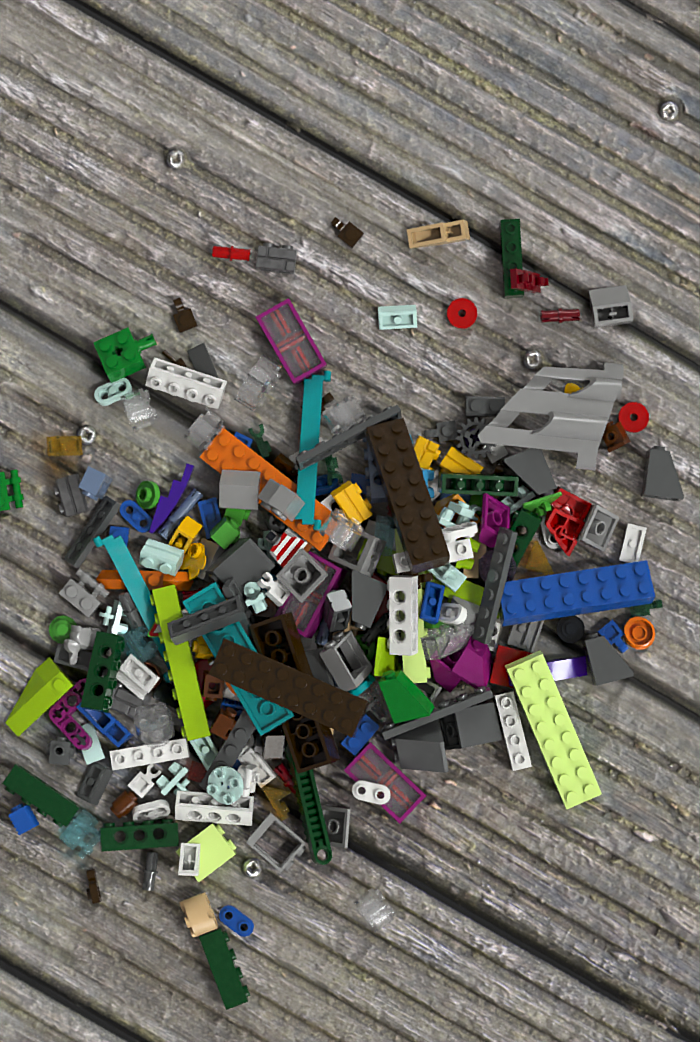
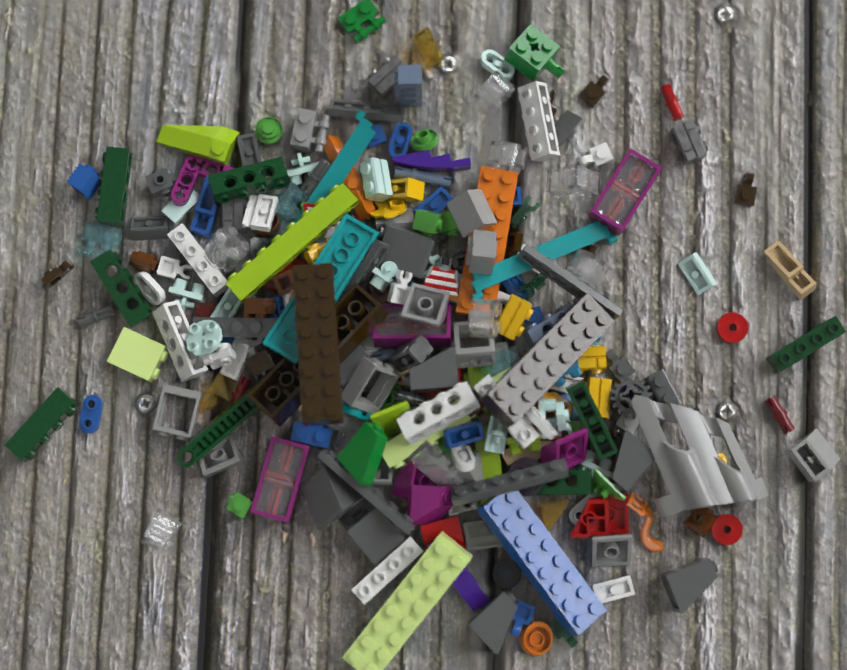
camera: 60 degrees right, 5 degrees down
(80, 639) = (267, 147): light grey animal -> none
(189, 859) = (121, 342): white slope -> none
(199, 914) = (78, 377): tan brick -> none
(206, 620) = (340, 242): dark grey slope -> none
(244, 345) = (597, 155): none -> white plate
(371, 792) = (265, 470): white plate -> none
(387, 829) = (239, 504): none -> bright green brick
(527, 281) = (795, 367): dark red plate -> none
(608, 491) = (648, 542): none -> orange piece

